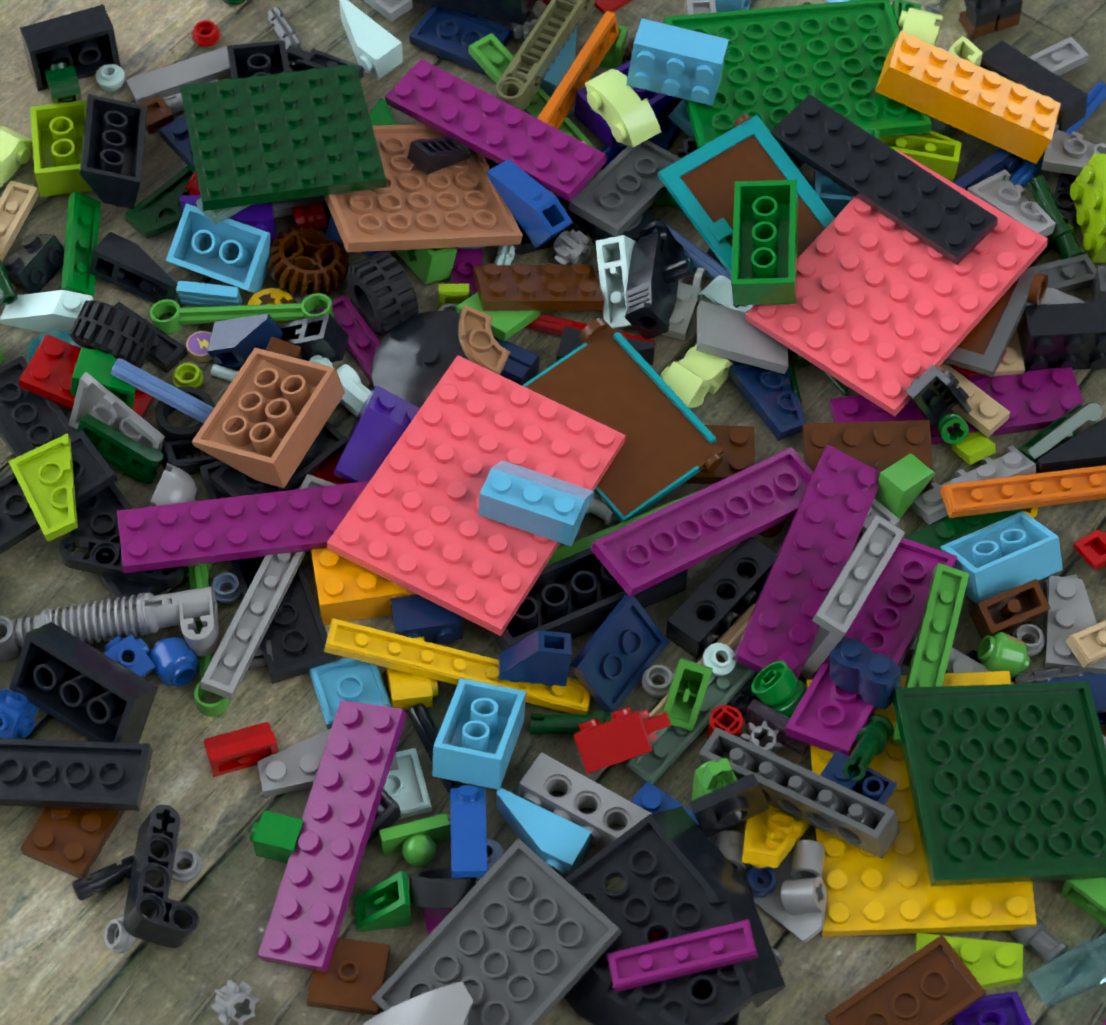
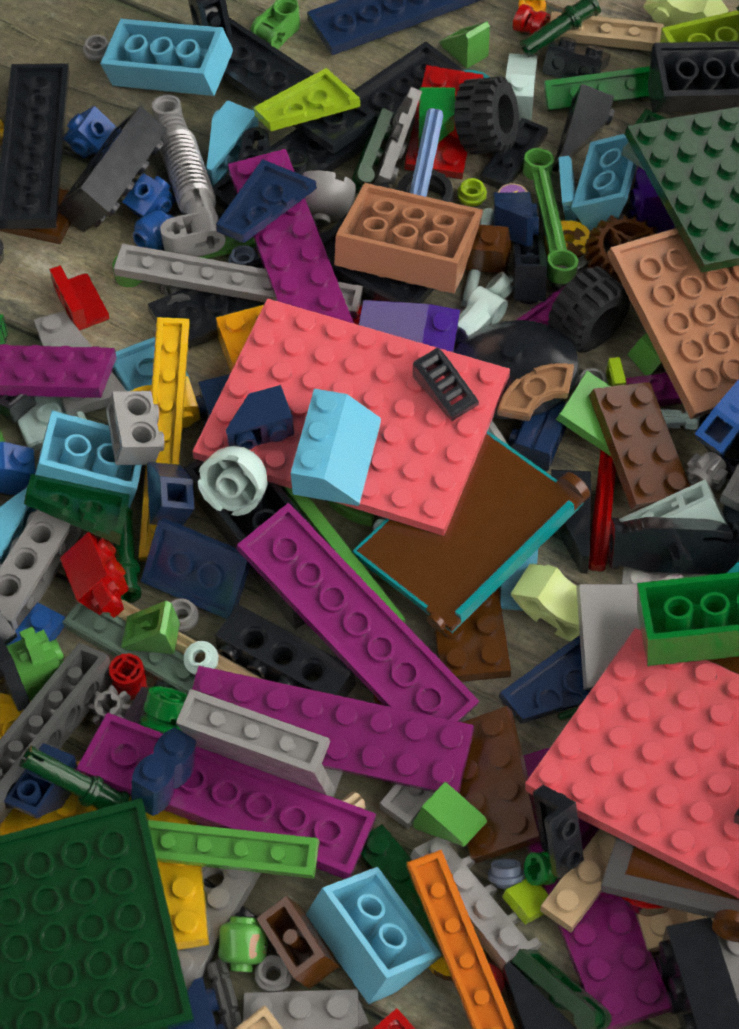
camera: 85 degrees right, 0 degrees up
(51, 582) = (226, 138): none -> medium azure slope
(195, 530) = (262, 200): none -> dark blue wing
(463, 678) = (134, 419): none -> light grey brick
(464, 416) = (432, 367): none -> black slope
(489, 553) = (261, 419): none -> dark blue slope
(539, 740) = (80, 505): none -> dark green wing
(552, 587) = (233, 480): none -> light aqua cylinder
(949, 458) = (505, 873): none -> sand blue plate

